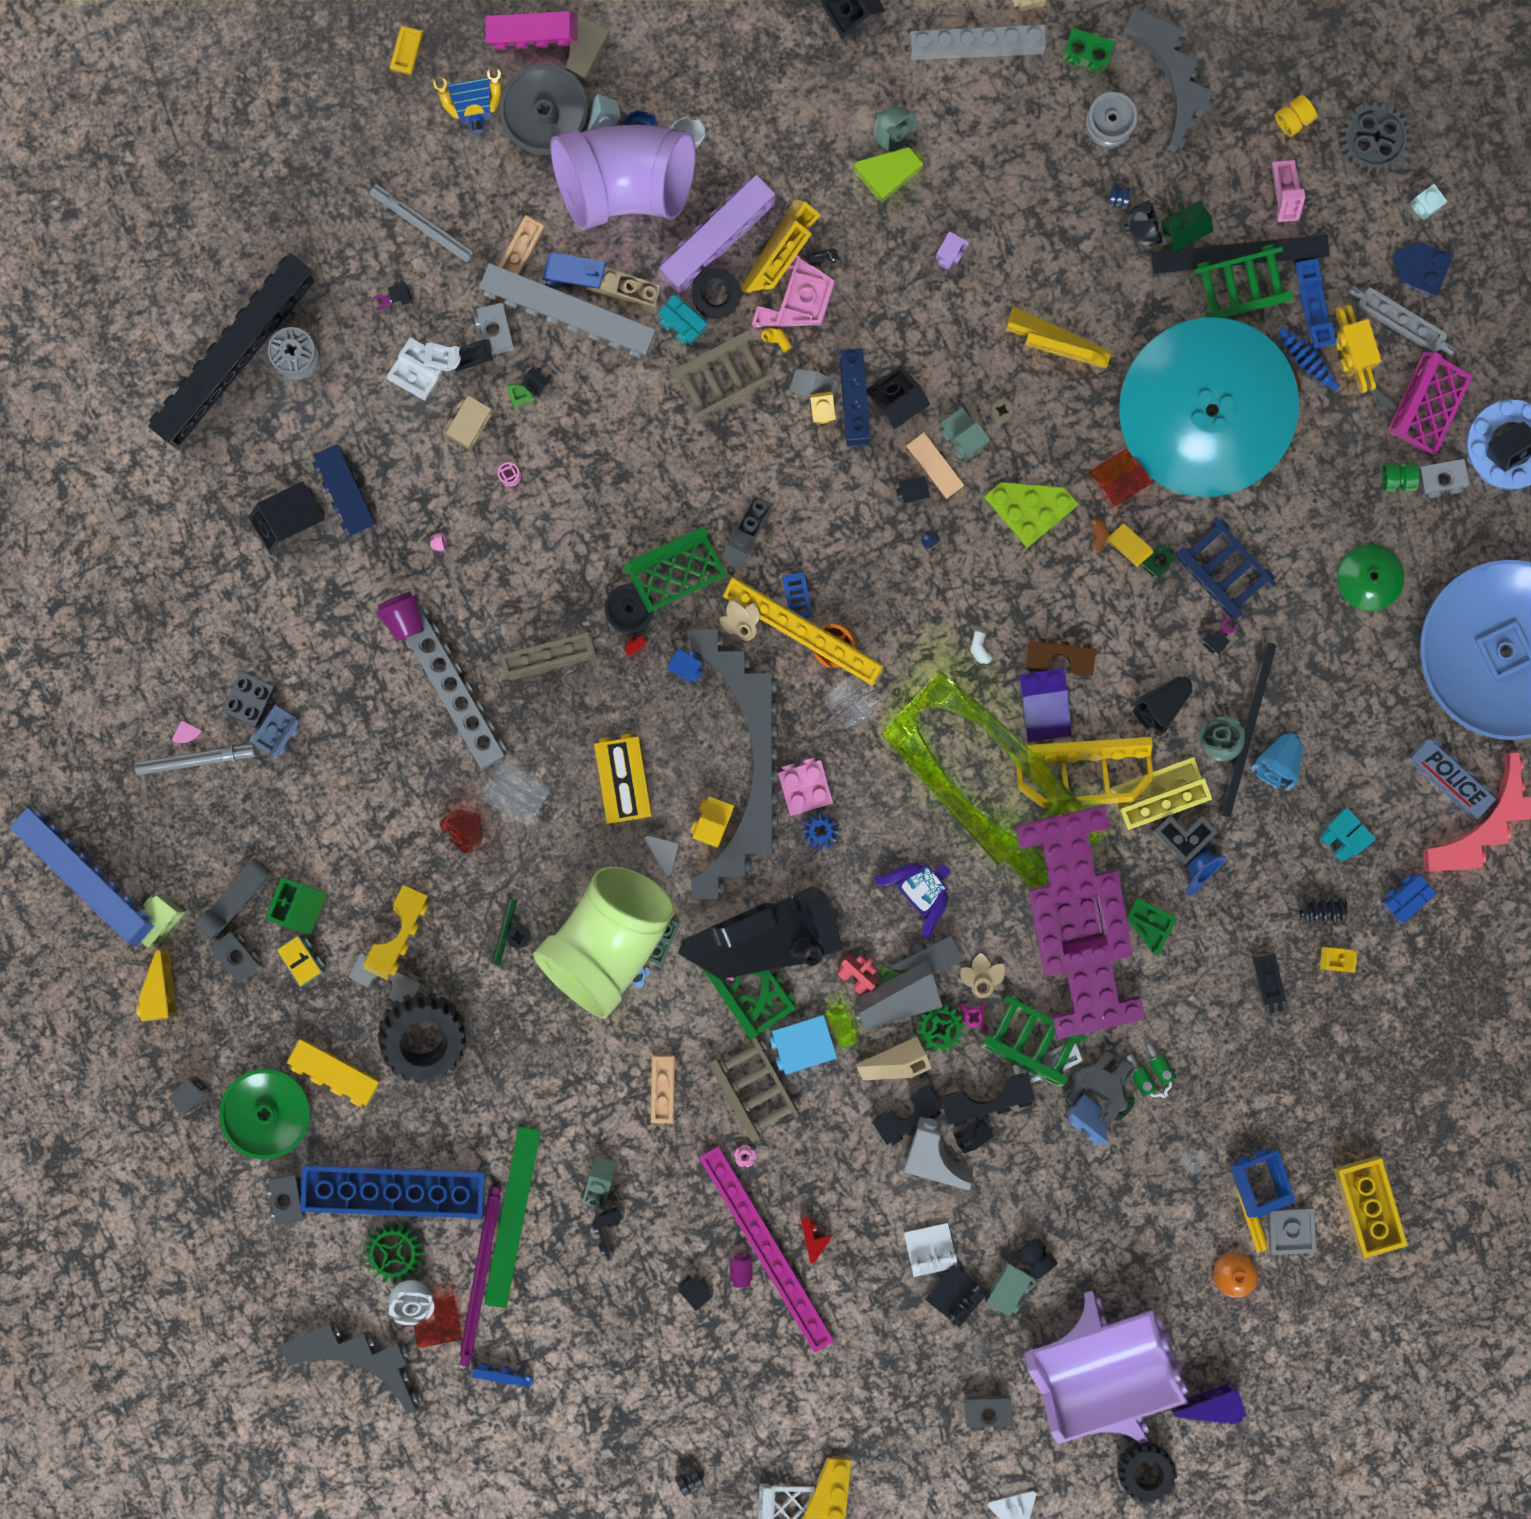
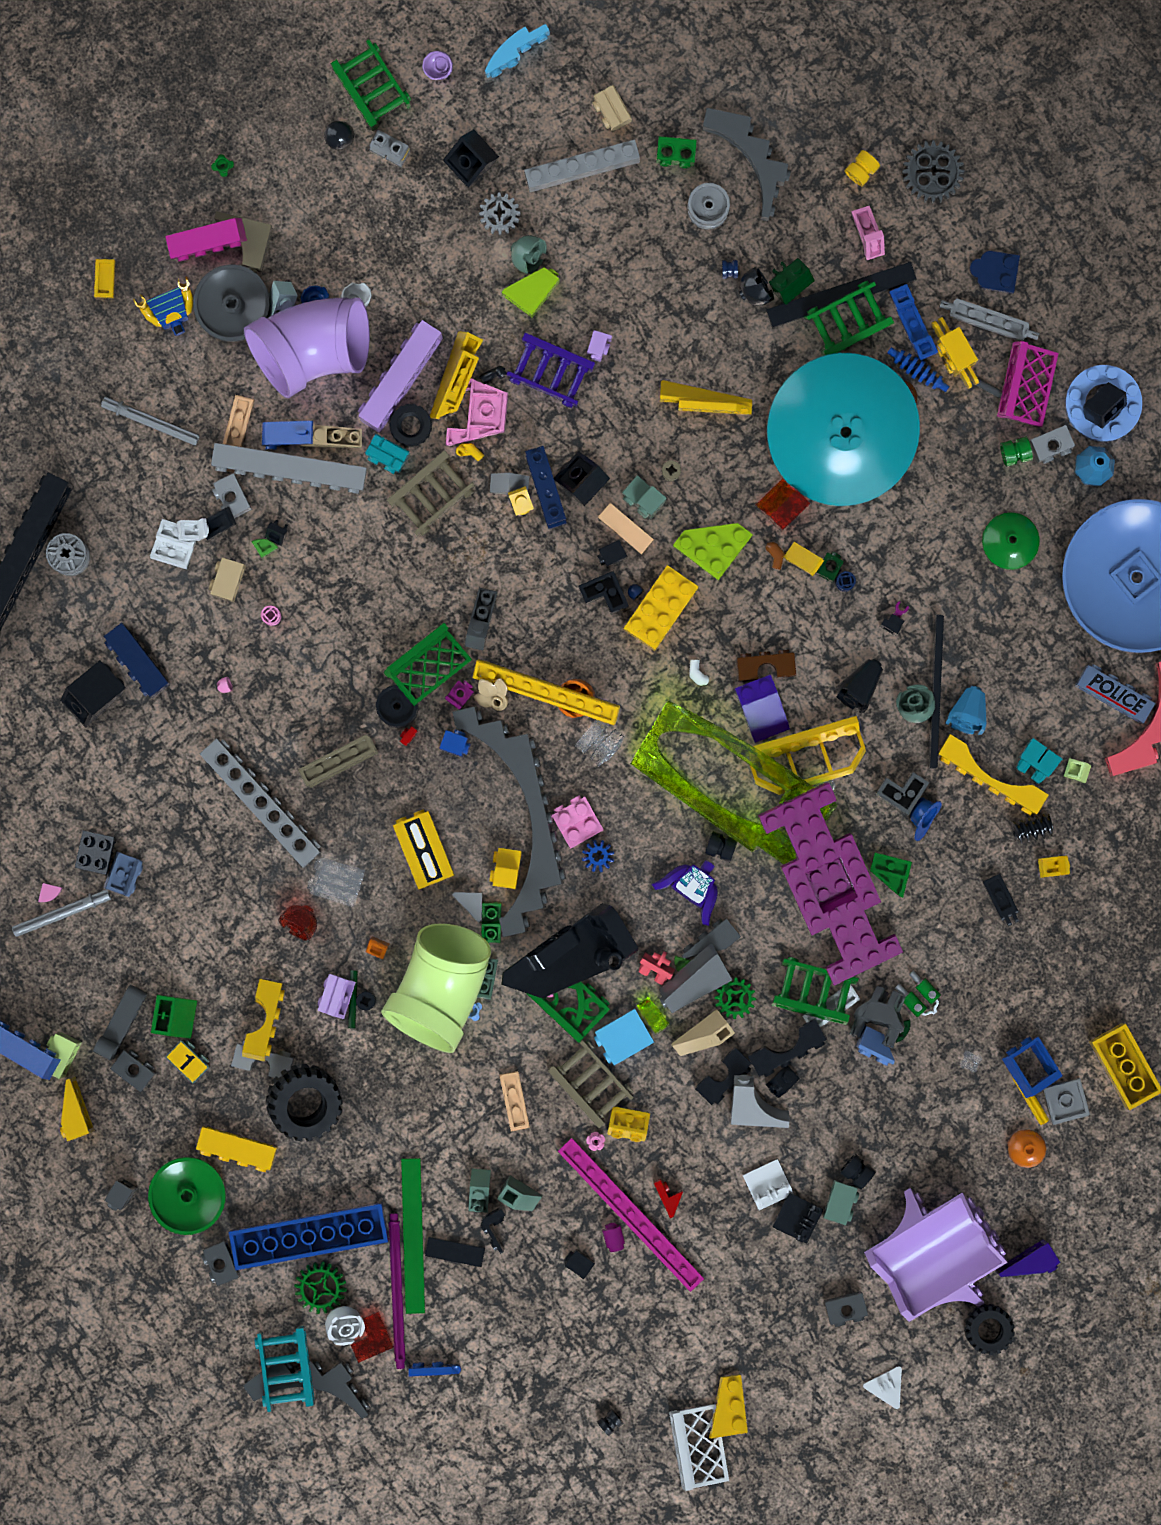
camera: 10 degrees left, 0 degrees up
(351, 1350) = (301, 1356): none -> teal fence
(398, 296) = (144, 486): black piece -> none
(401, 615) = (208, 754): magenta piece -> none
(486, 924) = (336, 996): none -> lavender brick
(545, 879) = (377, 947): none -> orange slope
(556, 1246) = (455, 1251): none -> black tile
(643, 1198) = (518, 1195): none -> sand green slope
(681, 878) = (490, 921): none -> green slope
(700, 620) = (459, 702): none -> magenta brick
(787, 1145) = (628, 1124): none -> yellow bracket
(796, 577) = (523, 651): blue slope -> none
(863, 73) = (492, 213): none -> light grey gear
(892, 245) = (548, 351): none -> dark purple fence
(899, 528) = (607, 588): none -> black brick
(955, 564) = (661, 608): none -> yellow brick
(963, 852) = (721, 846): none -> black wheel
(975, 1014) = (762, 980): dark pink piece -> none
(982, 972) = (758, 944): tan plate -> none
(1169, 584) = (847, 583): none -> dark blue wheel
(1171, 791) = (882, 758): light yellow slope -> none
(1203, 573) = (870, 568): dark blue fence -> none
(1257, 807) = (958, 754): none -> yellow arch
(1388, 856) = (1077, 770): none -> yellowish green slope
(1408, 898) = (1101, 801): blue brick -> none
(1428, 202) = (989, 216): light aqua brick -> none
(1485, 513) = (1088, 469): none -> dark azure cone

